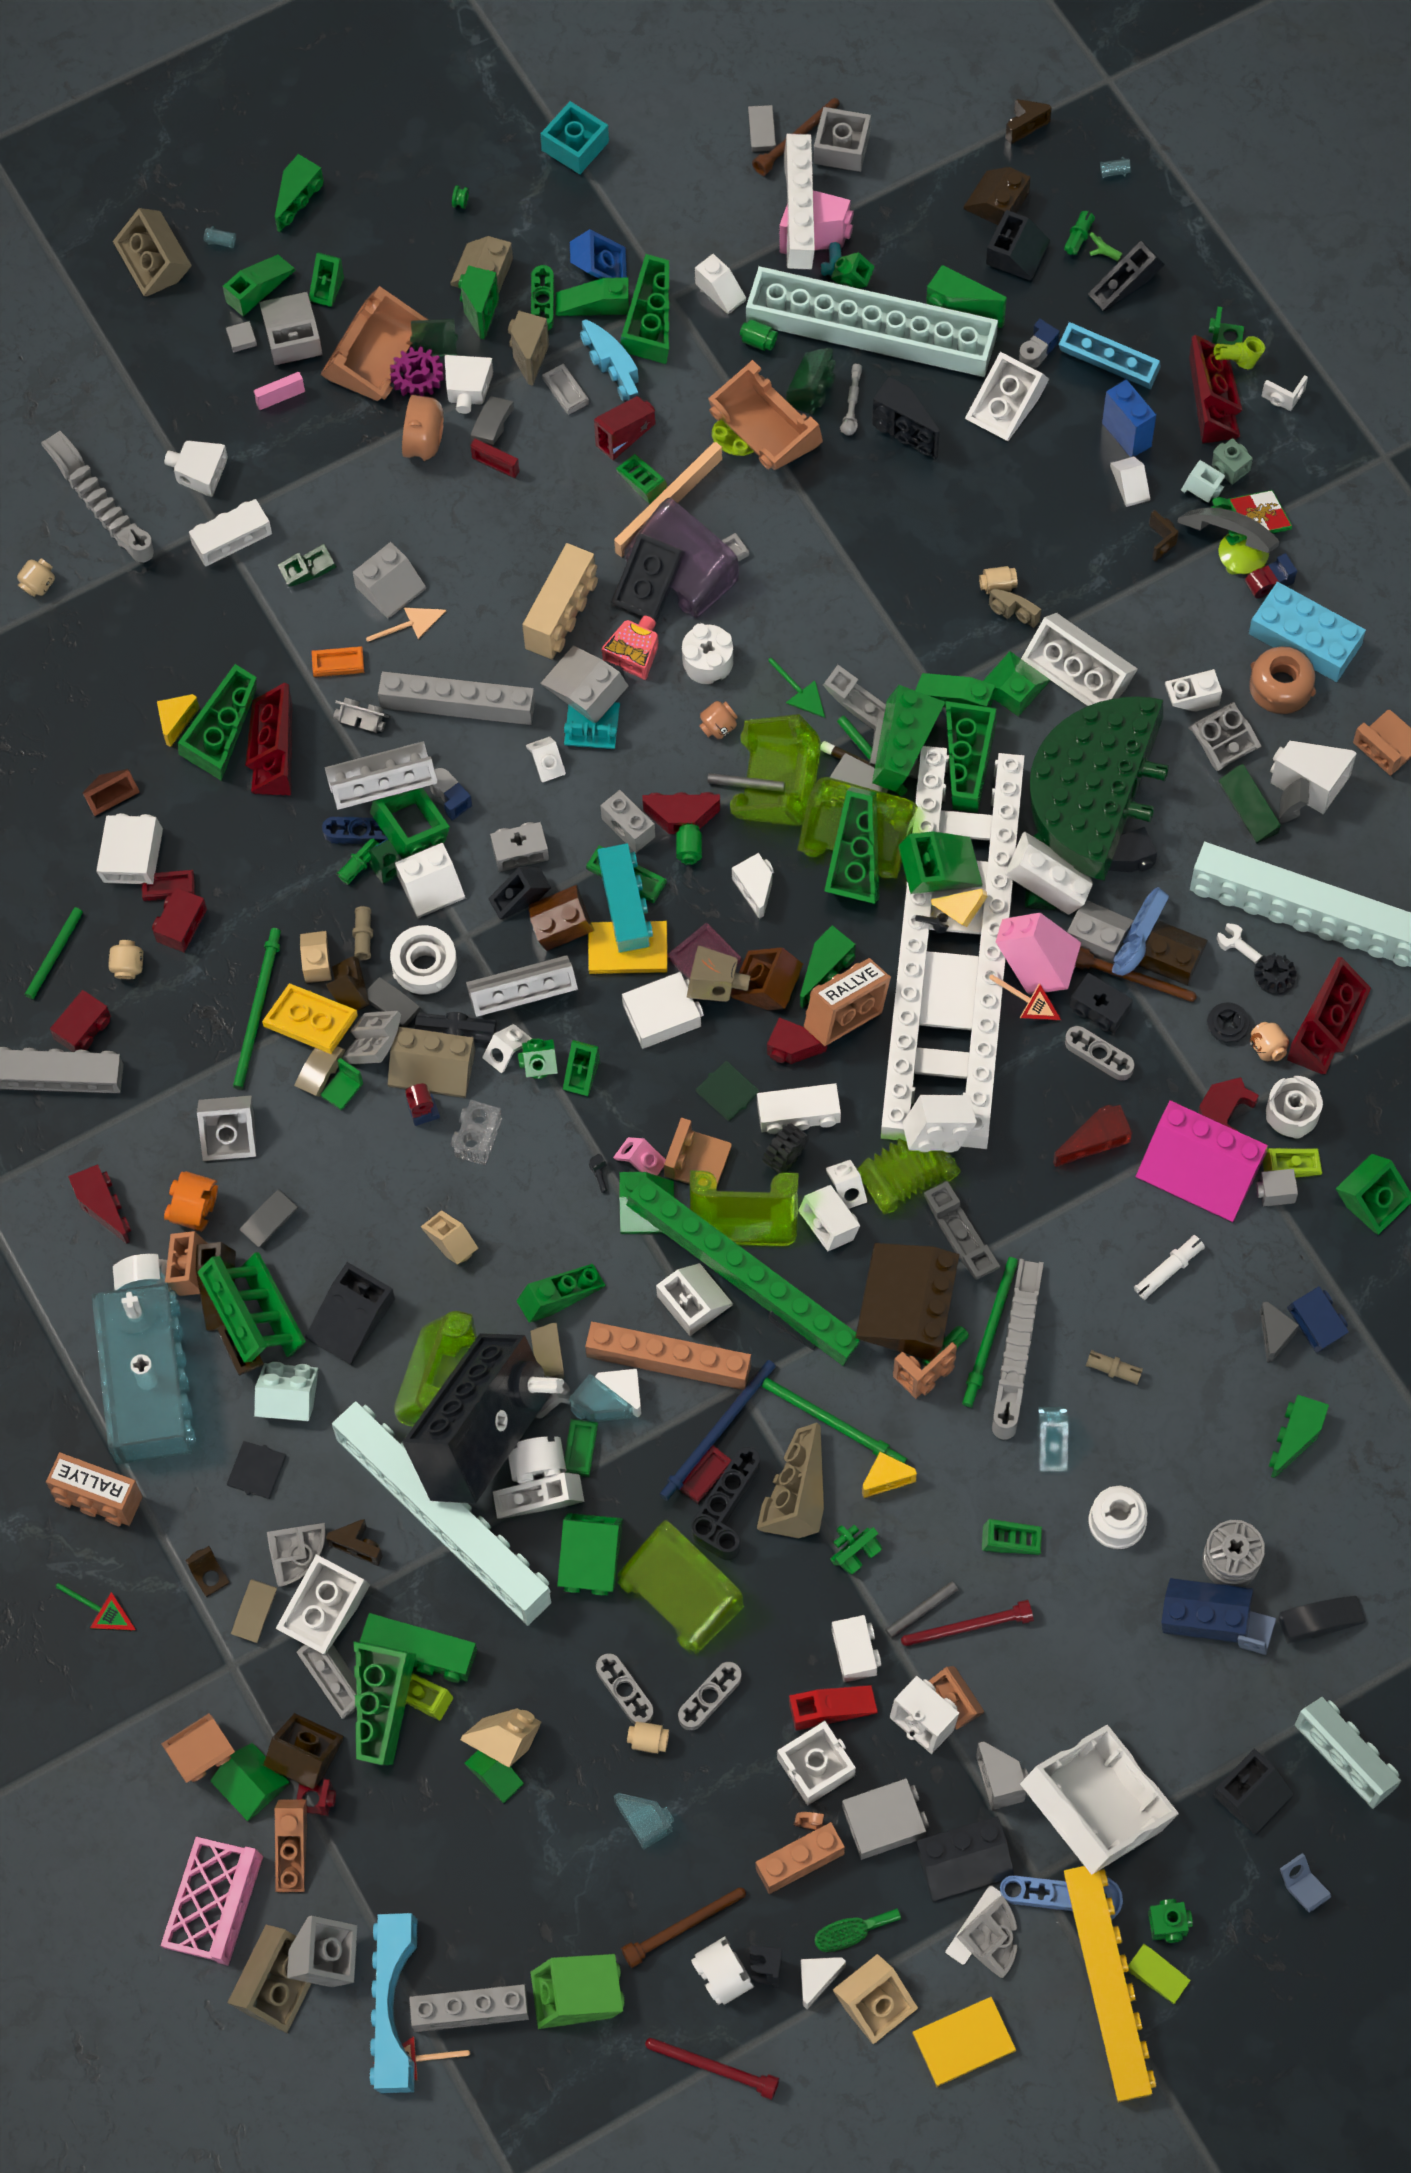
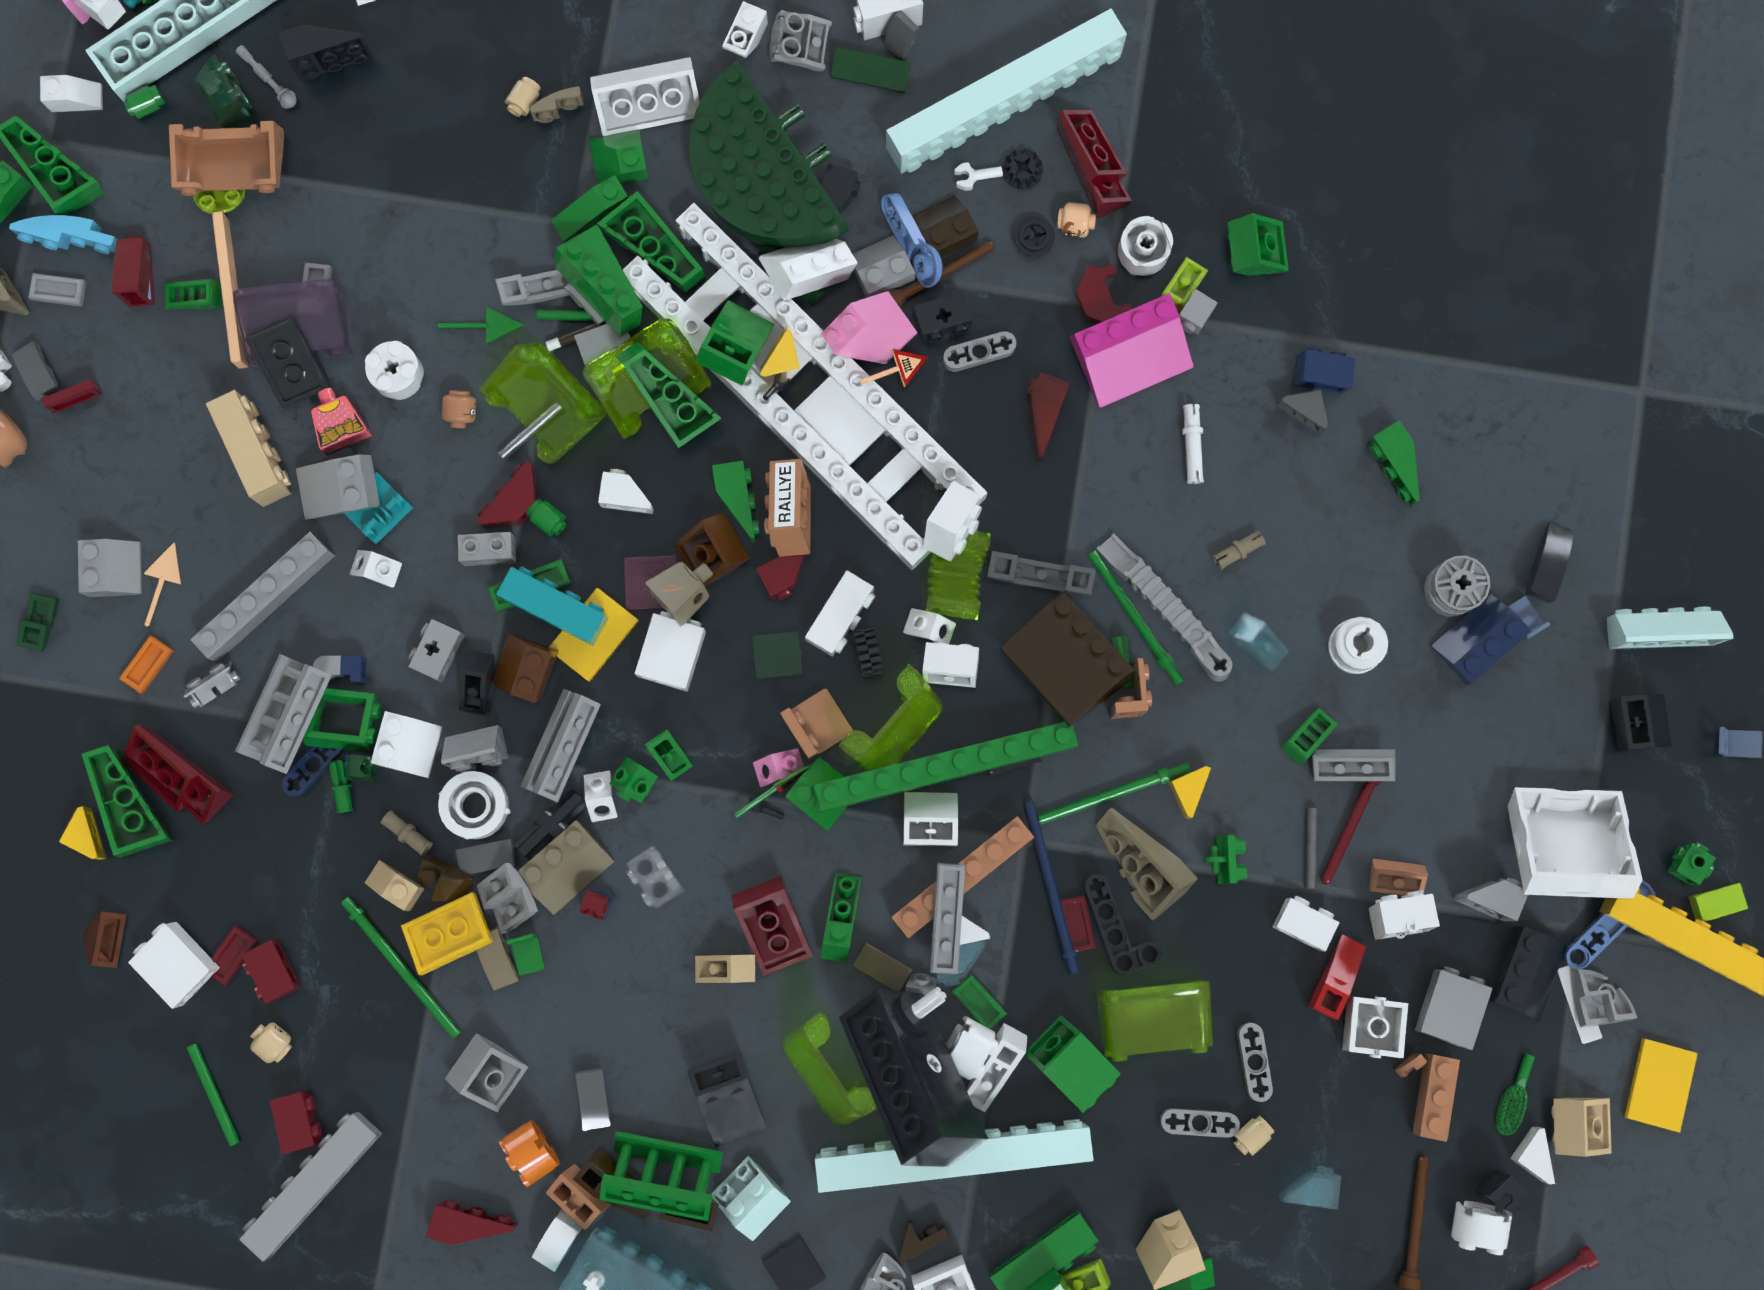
camera: 55 degrees left, 15 degrees up
(467, 928) = (475, 748): none -> light grey slope
(511, 1245) = (771, 925): none -> dark red slope
(625, 1360) = (947, 918): none -> light grey tile
(626, 1163) = (780, 786): none -> green piece
(1016, 1586) = (1354, 765): none -> light grey slope

